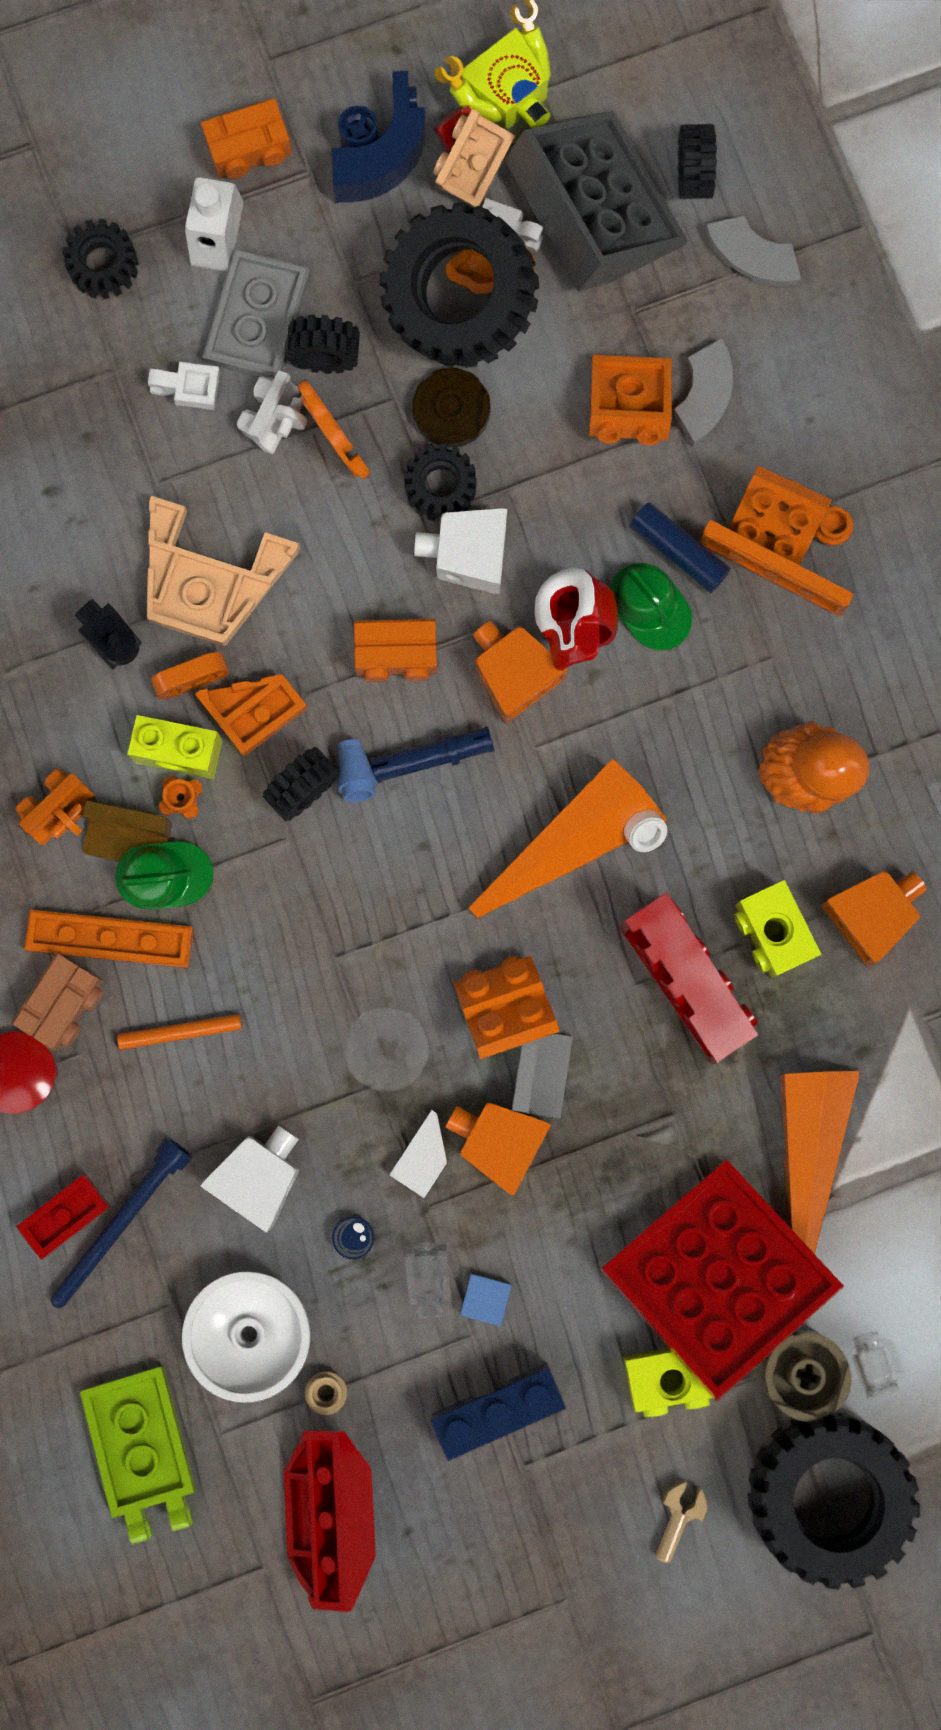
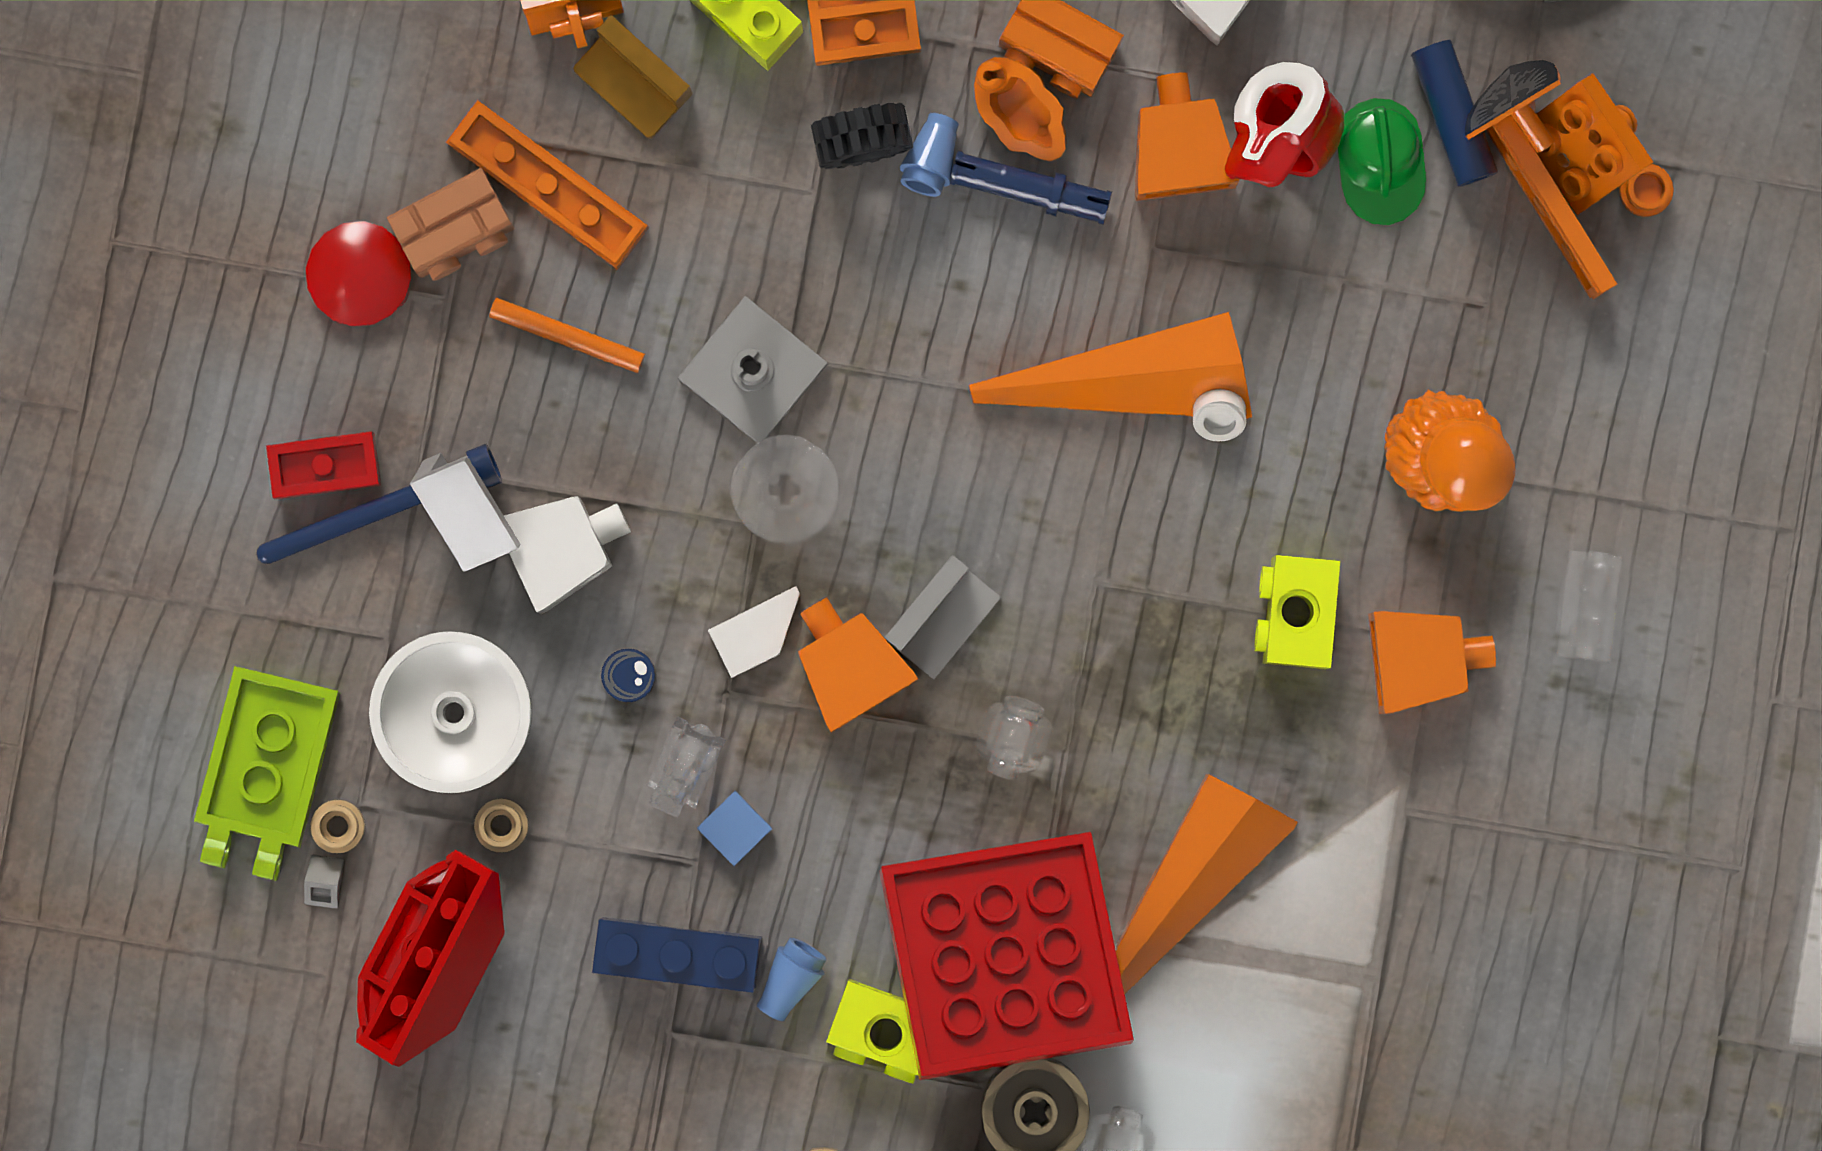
camera: 30 degrees right, 5 degrees up
(164, 875) = (649, 148): green piece -> none
(172, 789) = (718, 55): orange plate -> none
(176, 1192) = (463, 511): none -> panel
(204, 1470) = (320, 826): none -> tan plate
(225, 1504) = (323, 881): none -> light grey piece
(318, 982) = (752, 370): none -> light grey tile
(395, 706) = (1020, 108): none -> orange arm
(505, 1006) = (944, 518): orange plate -> none
(584, 1379) = (791, 977): none -> medium blue cone
(637, 1125) = (1014, 737): none -> clear head
(689, 978) = (1168, 609): wedge -> none
(713, 509) = (1515, 95): none -> shield

